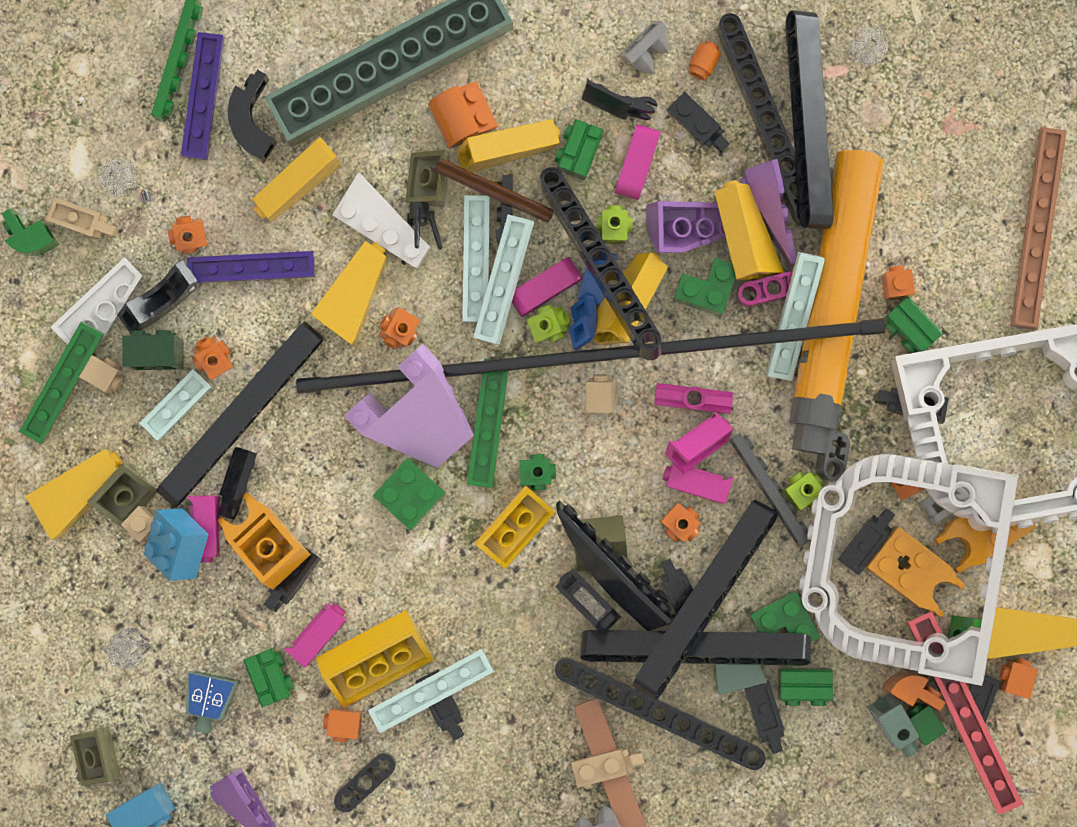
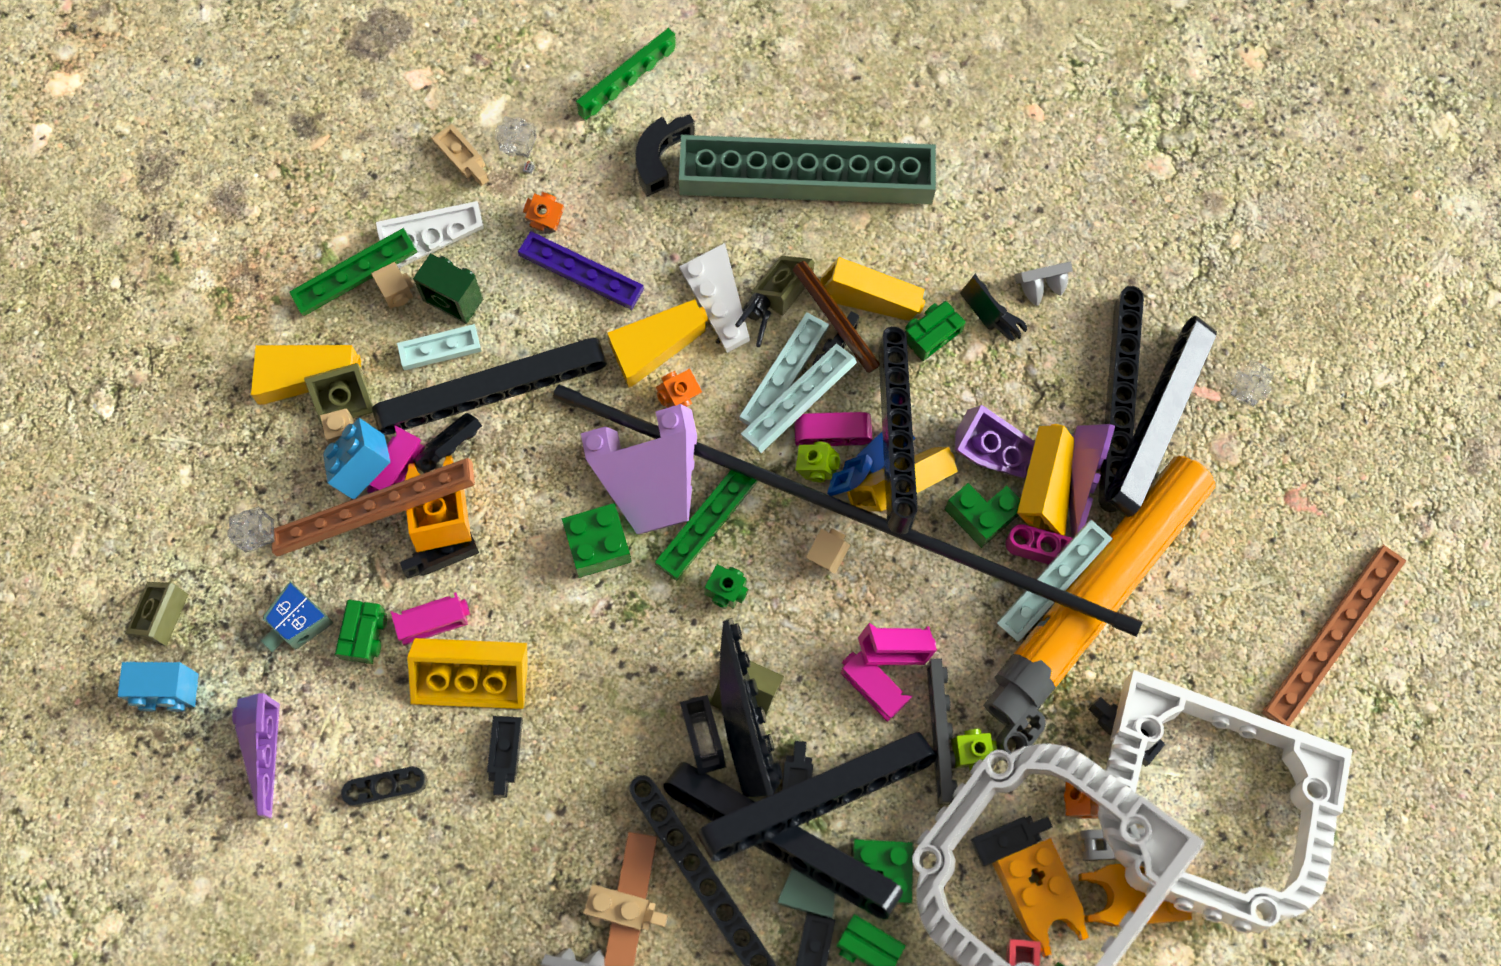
camera: 20 degrees right, 15 degrees down
(31, 240) = (407, 146): green brick -> none
(160, 299) = (485, 252): black arch -> none
(202, 96) = (629, 115): dark purple plate -> none
(212, 356) = (487, 322): orange brick -> none
(216, 575) = (373, 506): none -> nougat tile
(296, 180) = (667, 219): yellow slope -> none
(343, 724) = (399, 717): orange brick -> none
(431, 690) = (501, 731): light aqua plate -> none
(462, 113) = (845, 239): orange brick -> none
(515, 527) = (675, 625): yellow slope -> none
(613, 234) = (928, 409): lime brick -> none
(637, 162) = (980, 369): dark pink beam -> none
(671, 521) = (838, 703): orange brick -> none
(698, 122) = (1055, 367): black hinge -> none
(704, 60) = (1090, 317): orange brick -> none
(710, 400) = (929, 614): dark pink piece -> none
(898, 283) = (1170, 608): orange brick -> none
(911, 326) = (1163, 654): green brick -> none

